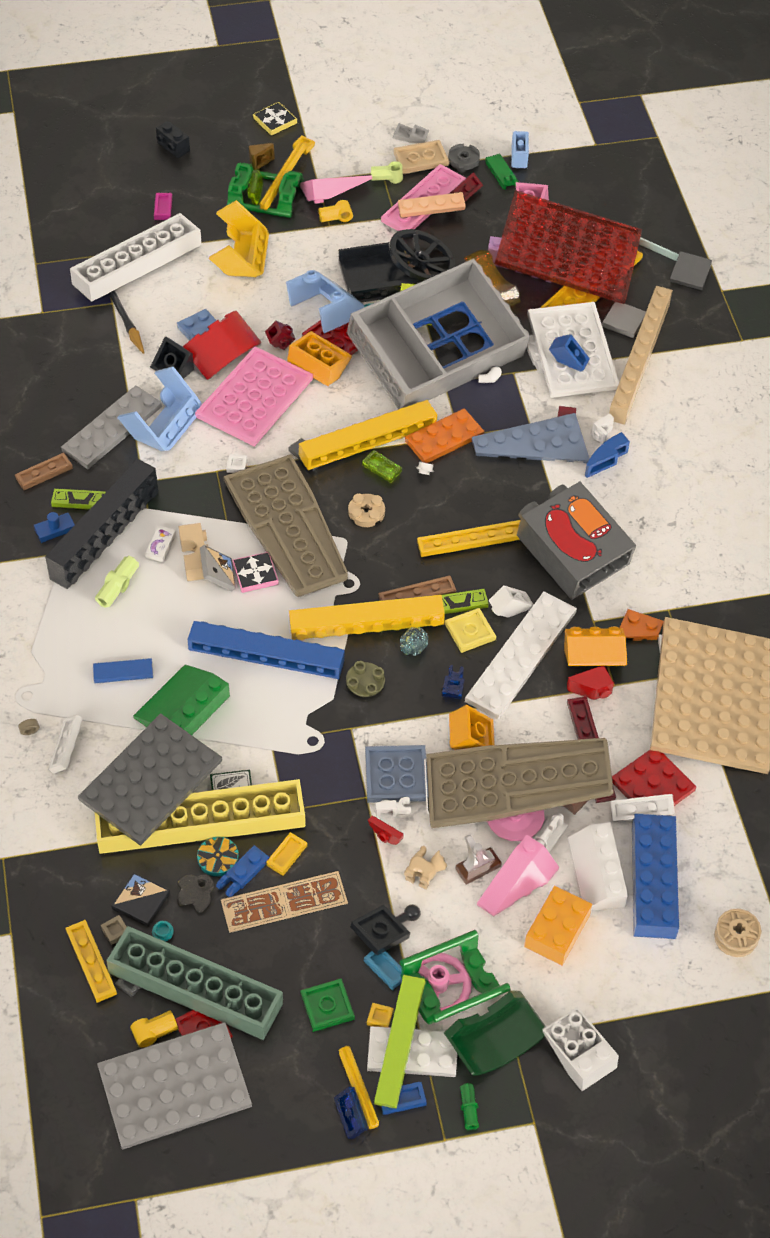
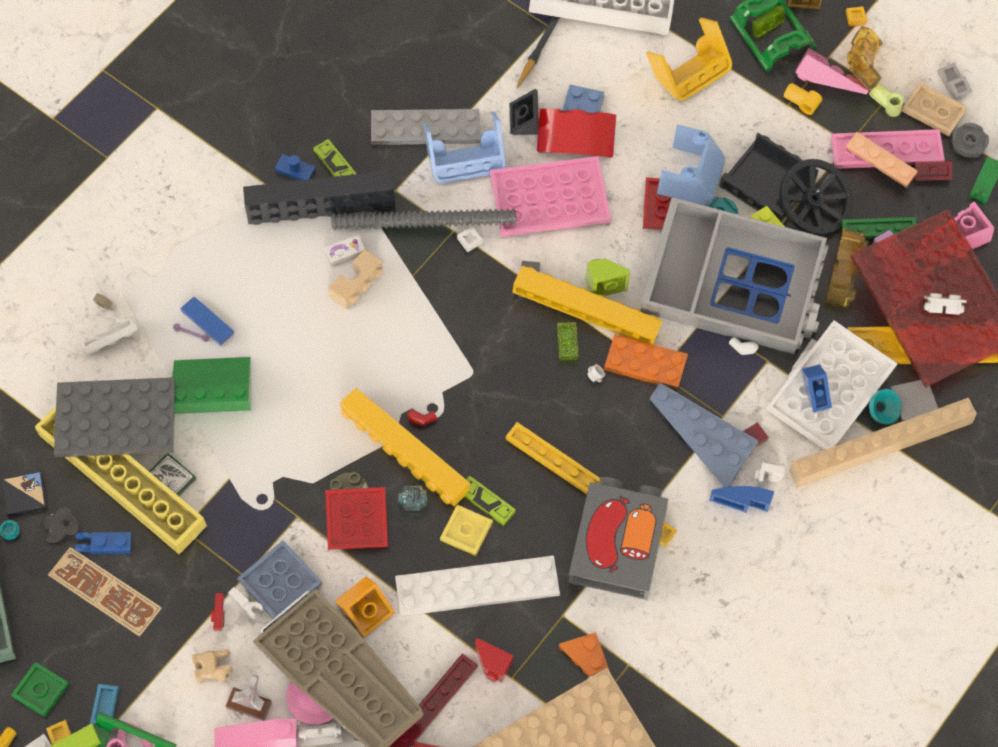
camera: 50 degrees right, 10 degrees up
(43, 471) = (340, 118): medium nougat tile -> none
(106, 695) = (177, 328): none -> clear purple hinge
(117, 581) = (281, 250): yellowish green piece -> none
(190, 477) = (419, 219): none -> dark grey piece
(217, 568) = (351, 306): light grey tile -> none
(217, 856) = (102, 514): tile -> none
(255, 572) = (379, 335): tile -> none
(266, 649) = (311, 402): blue brick -> none
(280, 335) = (625, 164): dark red brick -> none
(286, 854) = (145, 560): yellow tile -> none
(287, 167) = (808, 26): yellow axle -> none
(288, 524) = (445, 321): dark tan wing -> none
(318, 357) = (630, 209): light orange slope -> none
(351, 164) = (862, 56): none -> clear yellow brick
(351, 594) = (420, 419): none -> red arm
(358, 405) = (606, 277): none -> lime slope
(362, 501) = (513, 374): tan plate -> none
(383, 930) = (130, 677): black plate -> none
(396, 686) = (356, 518): none -> red plate
(428, 588) = (468, 464): medium nougat tile -> none
(453, 684) = (399, 558): clear blue plate -> none
(479, 242) = (877, 226): none -> green plate
(510, 602) = (518, 539): white slope -> none
(576, 246) = (952, 304): none -> white hinge
(595, 646) = (526, 636): light orange slope -> none
(616, 333) = (891, 406): none -> teal piece

